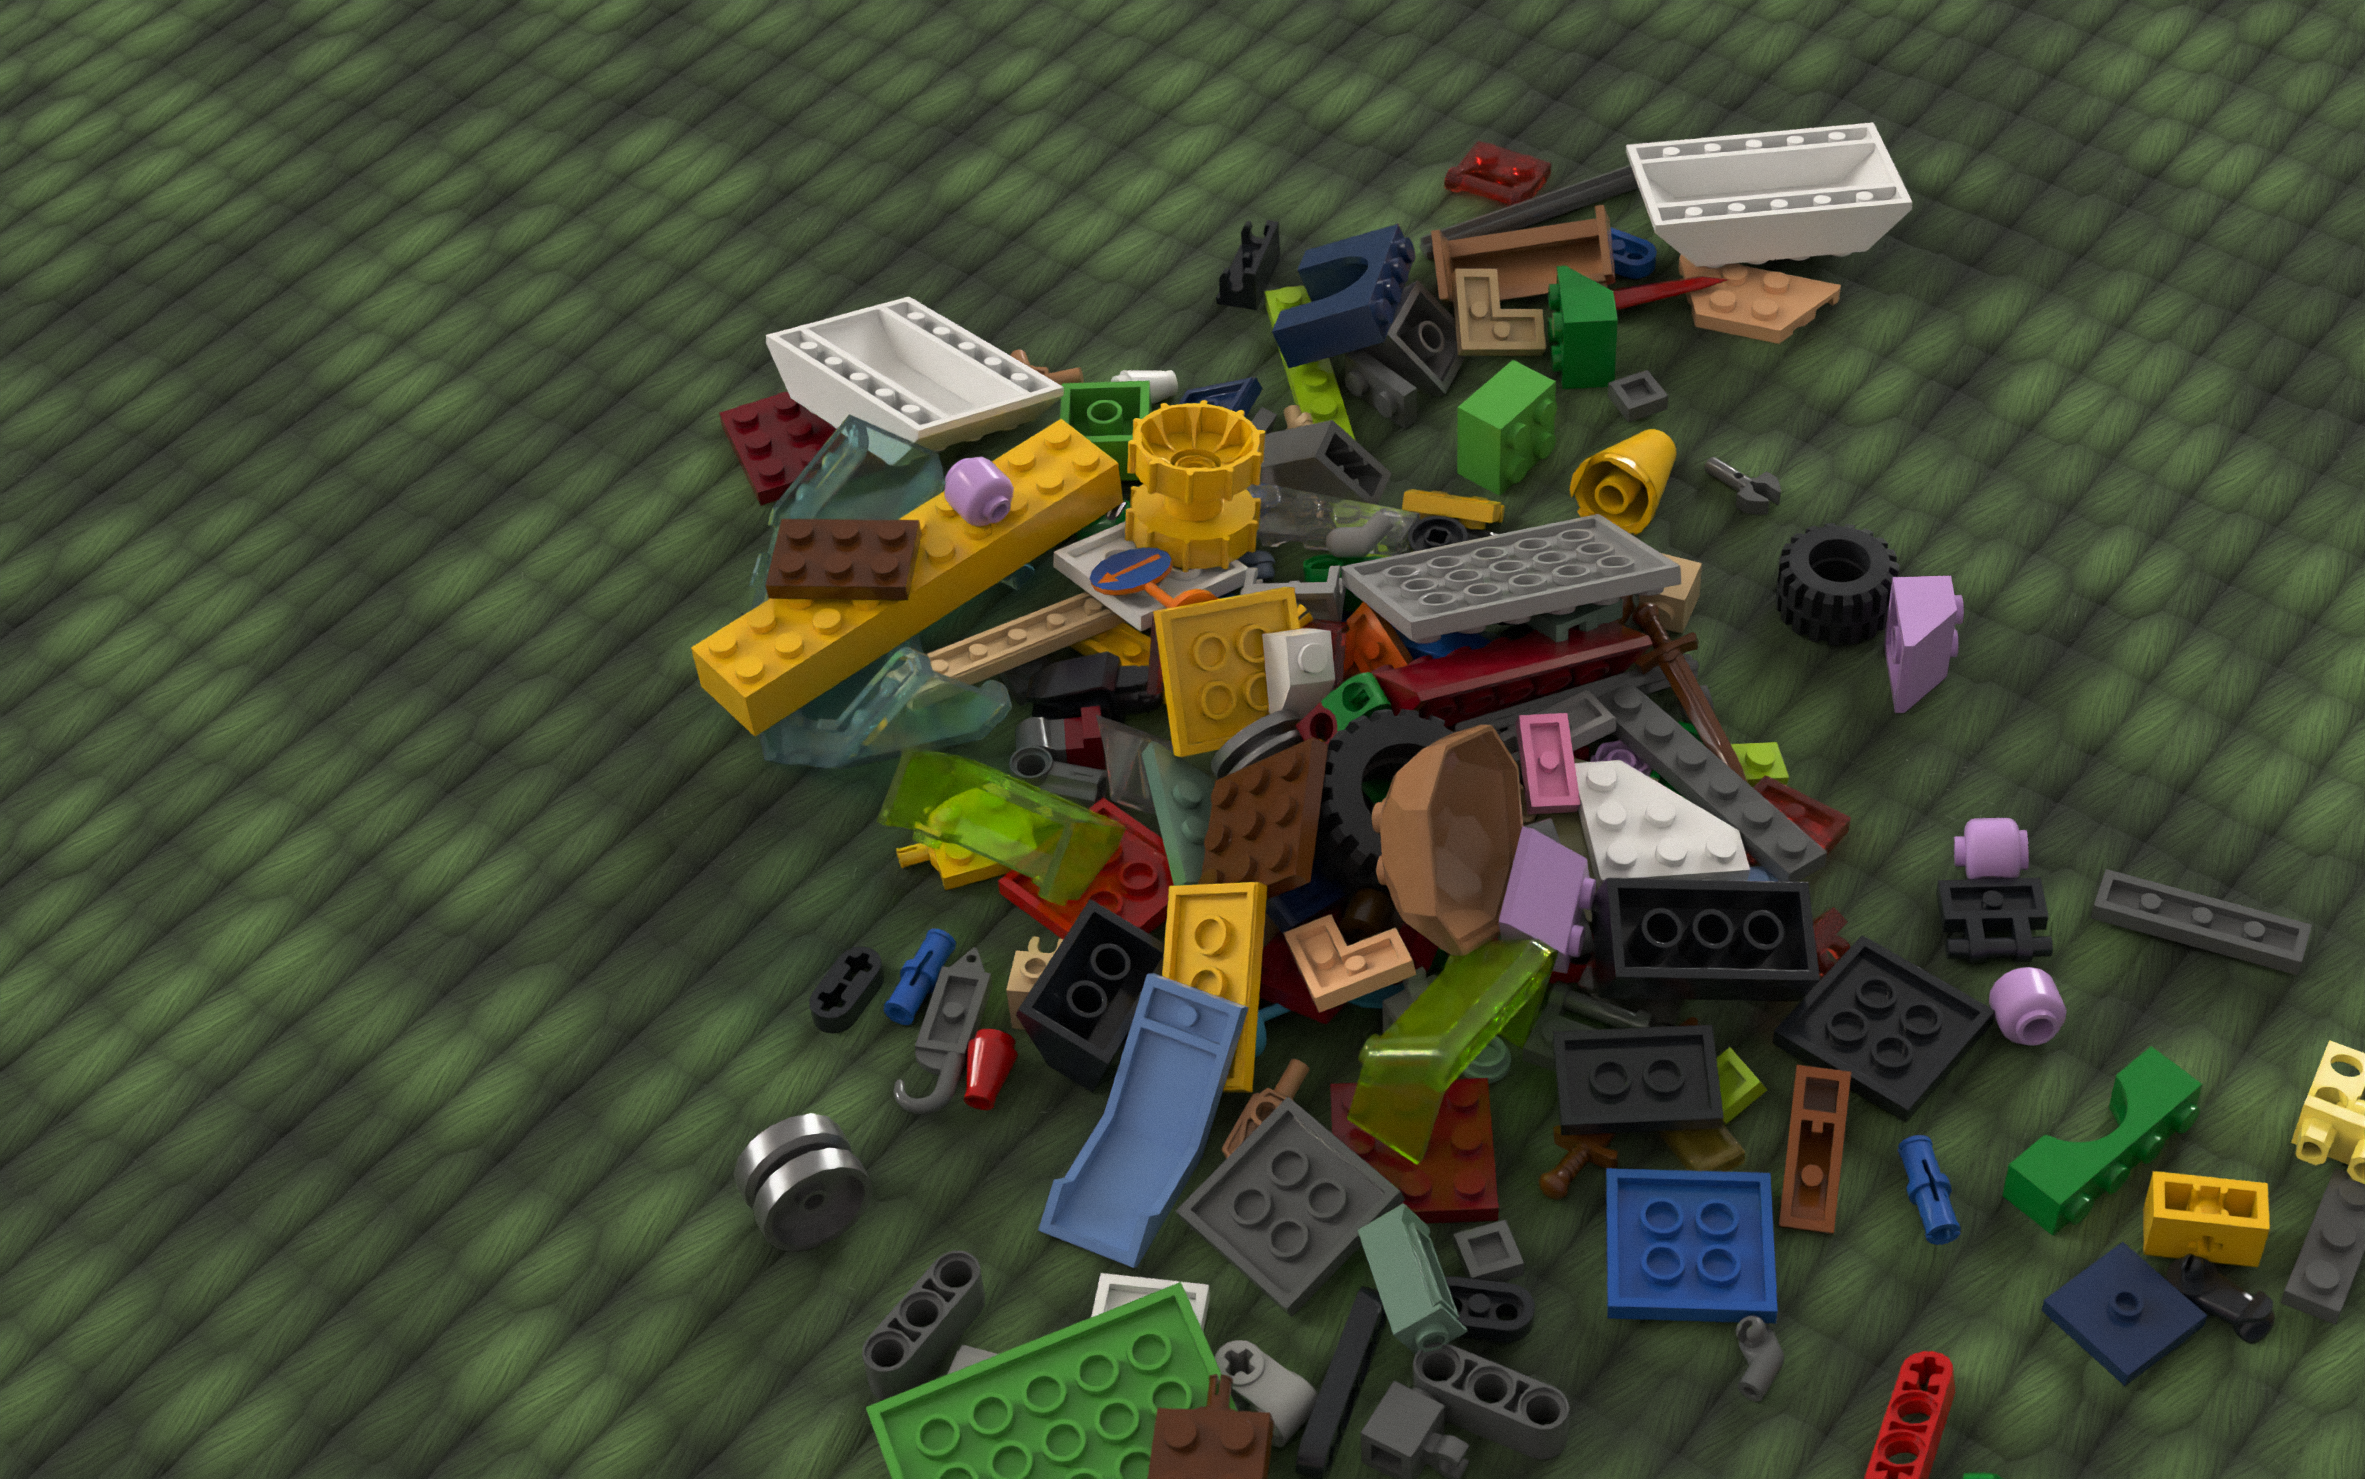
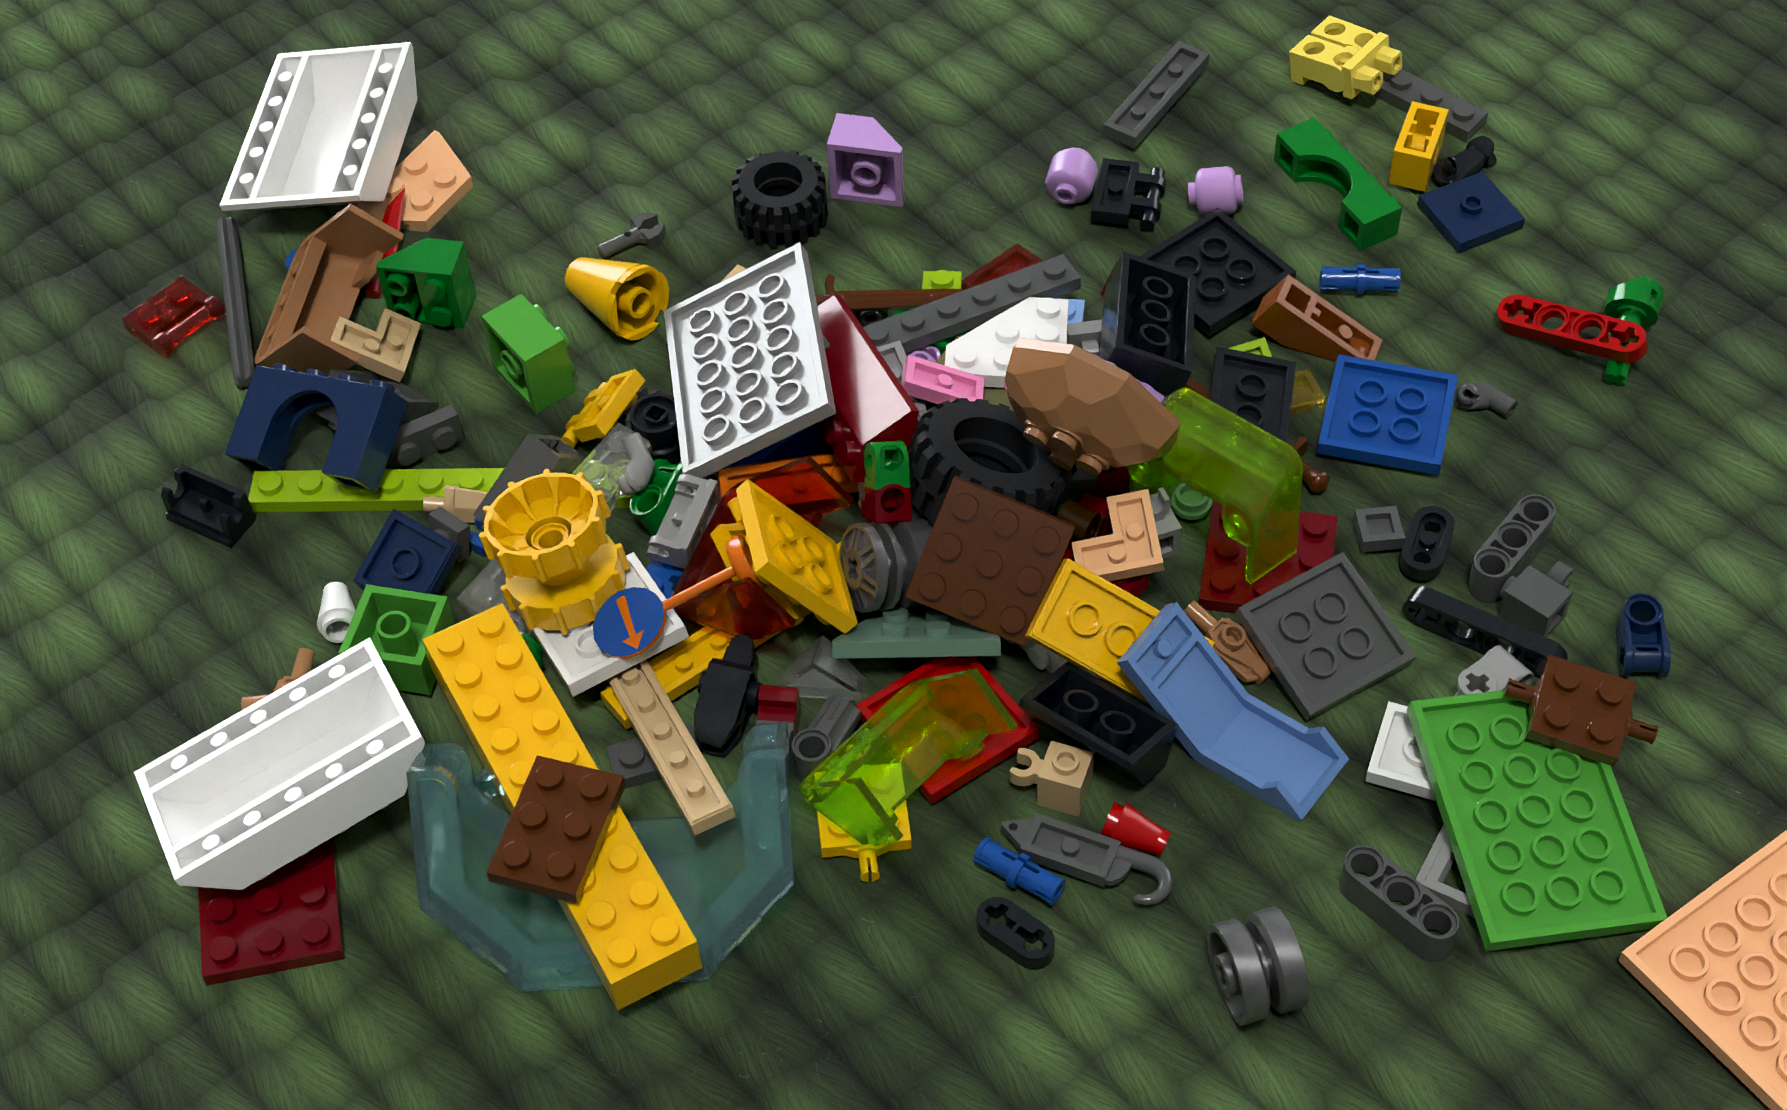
camera: 80 degrees left, 5 degrees up
(978, 491) = (526, 697): lavender head -> none
(1298, 669) = (814, 509): white slope -> none
(1410, 1280) = (1420, 564): sand green window -> none
(1637, 396) = (507, 275): dark grey plate -> none

